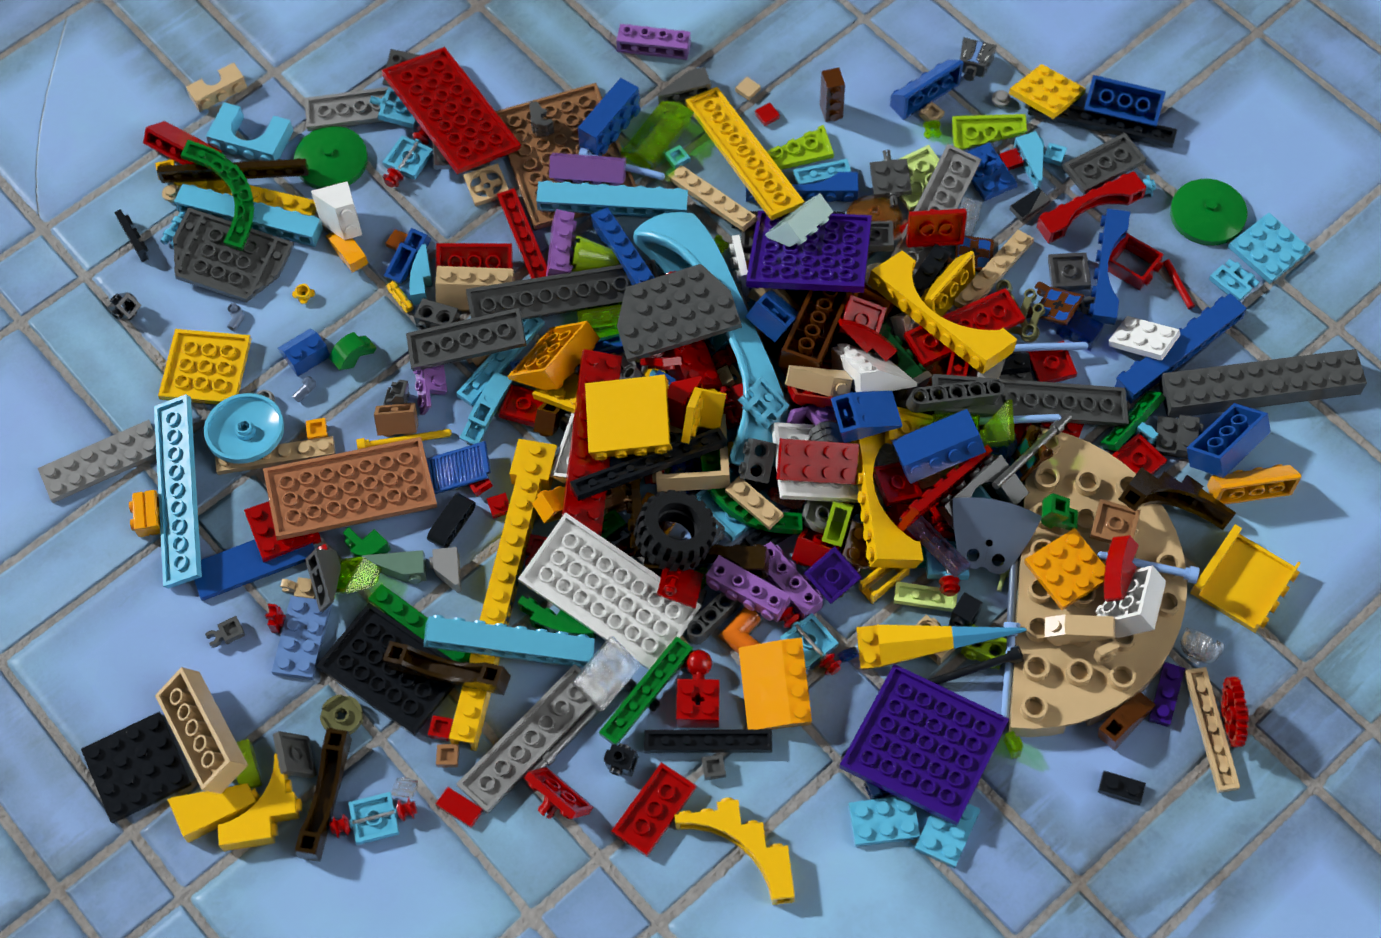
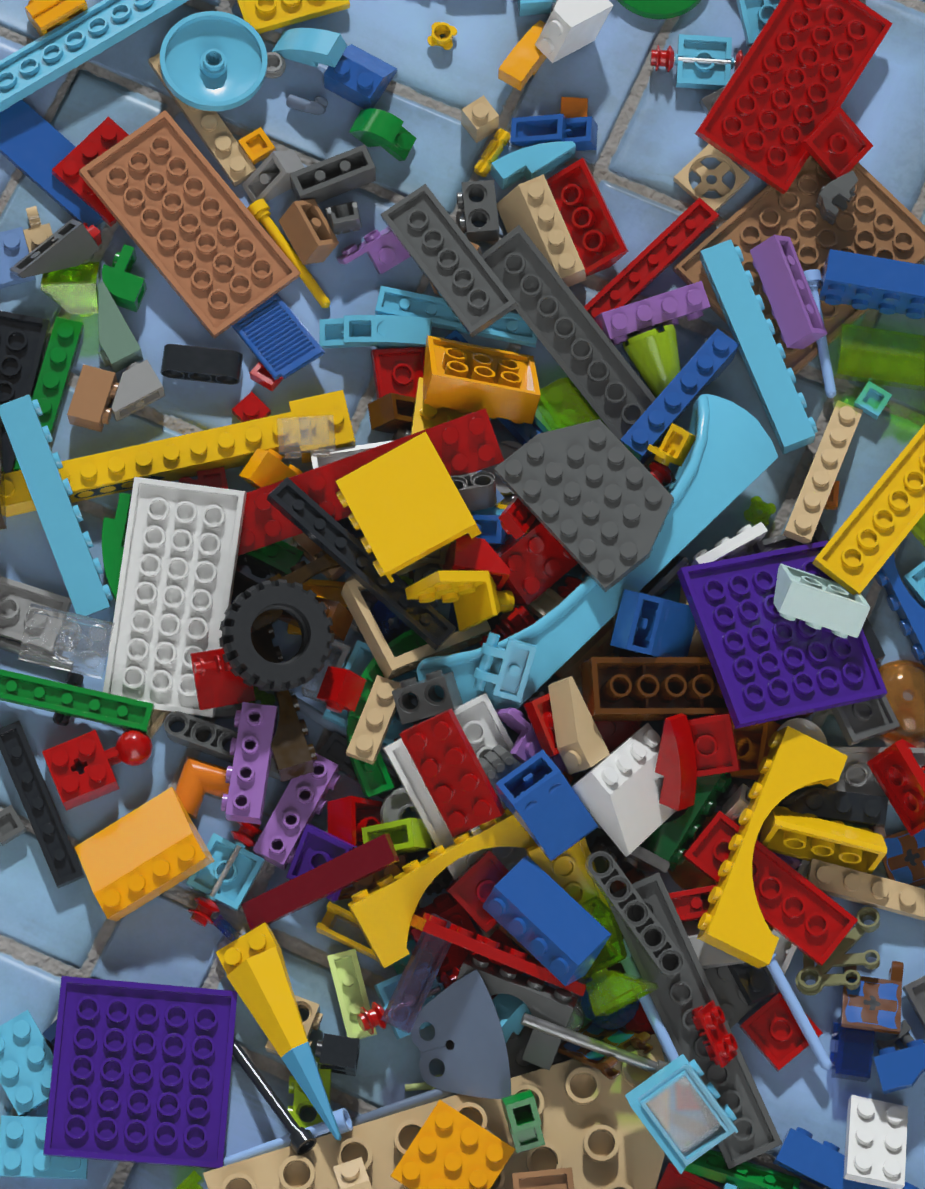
camera: 60 degrees right, 10 degrees up
(268, 366) = (311, 46): none -> medium azure slope
(345, 427) = (272, 175): none -> light grey slope
(366, 390) = (334, 175): none -> dark grey brick
(374, 292) = (479, 119): none -> tan brick
(440, 595) = (93, 398): none -> medium nougat brick
(506, 105) = (837, 143): none -> red plate
(540, 468) = (306, 435): none -> clear brick
(659, 261) = (674, 446): none -> yellow bracket
(725, 514) = (341, 689): none -> red brick
(847, 578) = (320, 881): none -> dark red tile
(1052, 389) = (722, 1045): none -> red hinge
(1088, 425) = (682, 1111): none -> window

